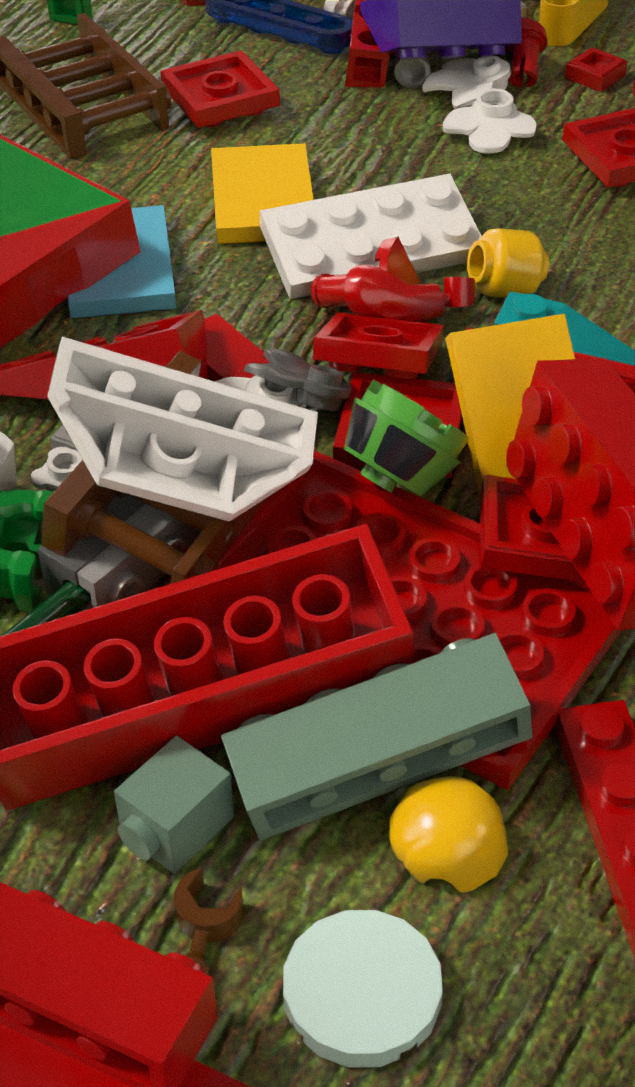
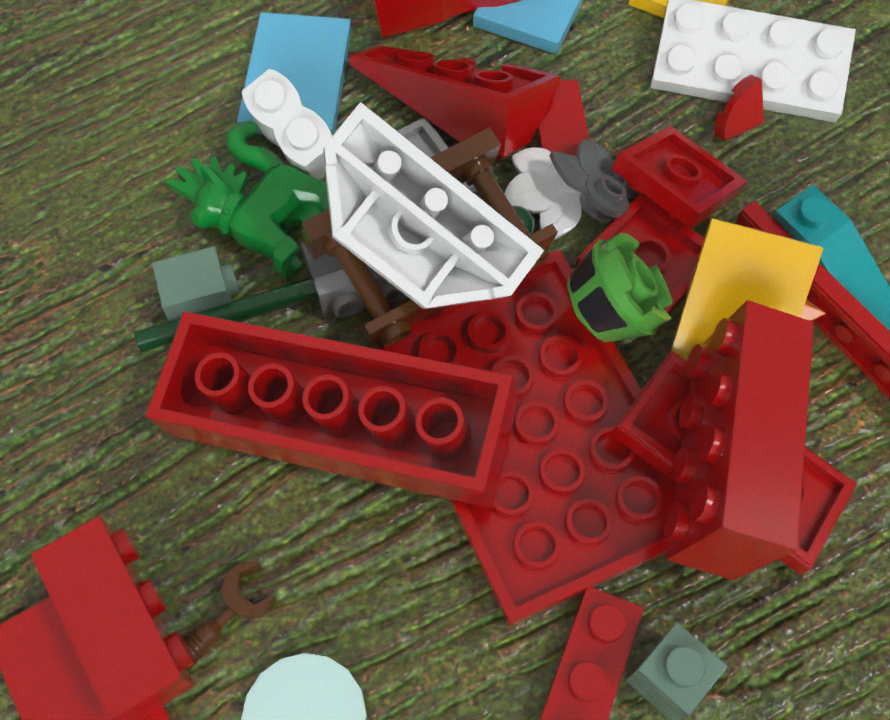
camera: 30 degrees right, 20 degrees up
(173, 804) = (266, 504): sand green brick -> none
(378, 735) = (430, 539): sand green brick -> none
(380, 294) = (713, 129): red arm -> none
(449, 832) = (441, 638): yellow hair -> none
(507, 262) = (844, 144): yellow head -> none

